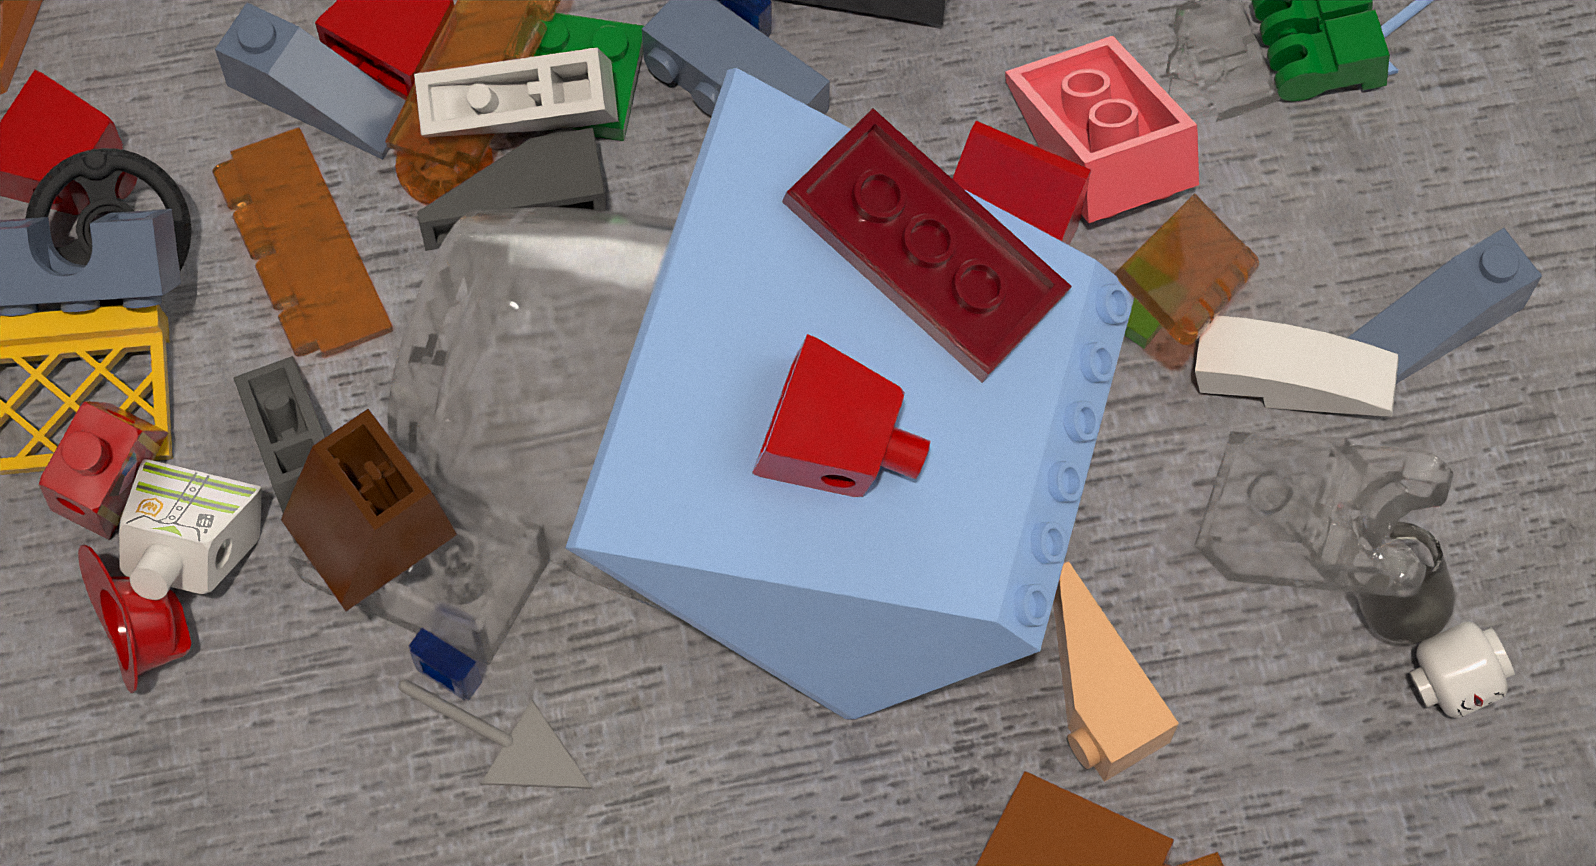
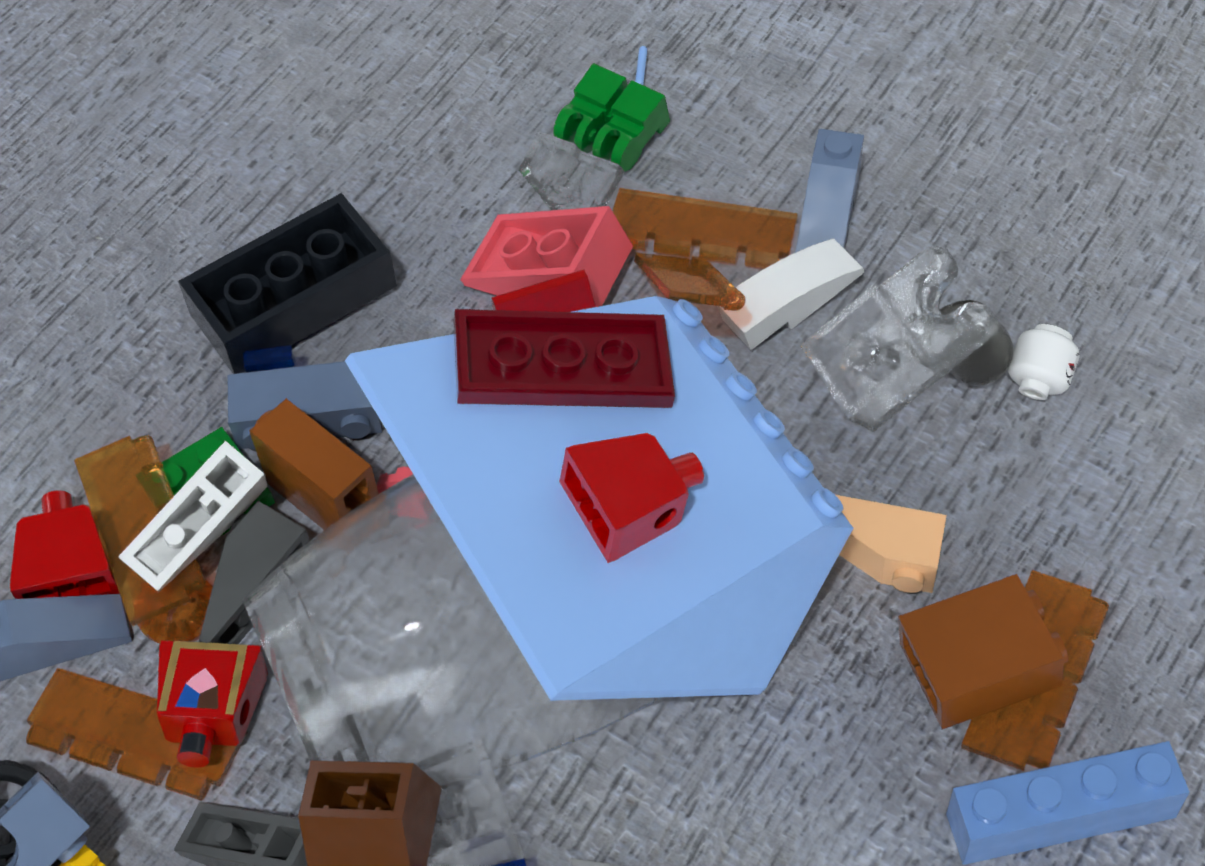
camera: 40 degrees left, 10 degrees down
(371, 266) = (207, 695): none -> red torso
(663, 130) = (310, 465): none -> dark orange brick
(1304, 230) = (716, 227): none -> clear orange windscreen

